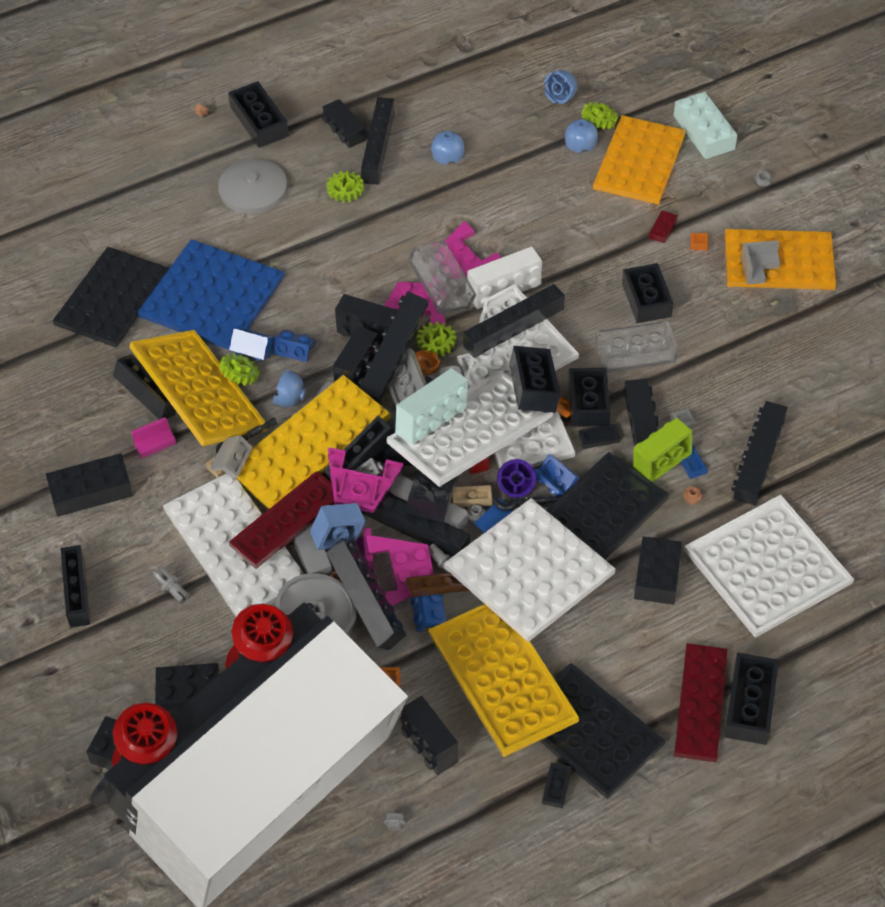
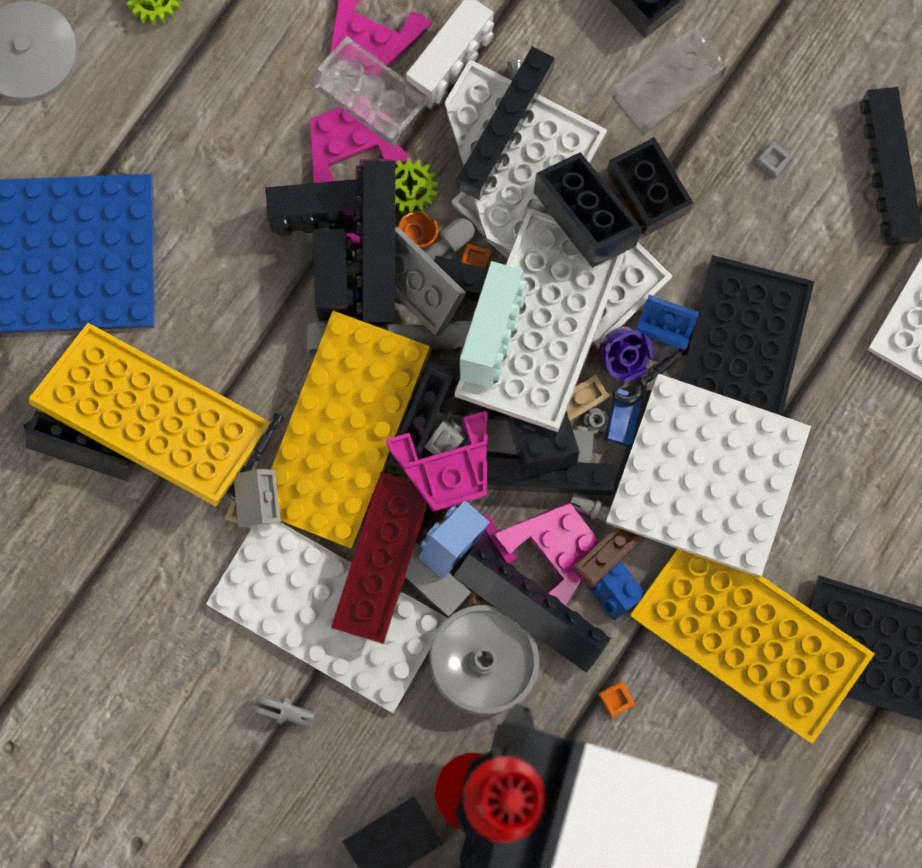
camera: 30 degrees left, 25 degrees up
(75, 586) = (170, 777): black brick -> none
(89, 484) = (95, 623): black brick -> none
(153, 437) = (135, 513): dark pink panel -> none
(239, 369) = (185, 358): lime gear -> none
(251, 343) = (178, 311): brick -> none
(289, 390) = (270, 359): medium blue cylinder -> none
(293, 345) = (230, 283): blue bracket -> none
(429, 735) = (713, 761): black brick -> none
(556, 785) = (883, 742): black plate -> none
(599, 436) = (685, 233): black tile -> none
(640, 409) = (723, 178): black brick -> none
(658, 570) = (855, 397): black brick -> none
(663, 450) = (780, 225): lime brick -> none
(692, 499) = (836, 271): nougat plate -> none
(694, 465) = (811, 215): blue tile -> none

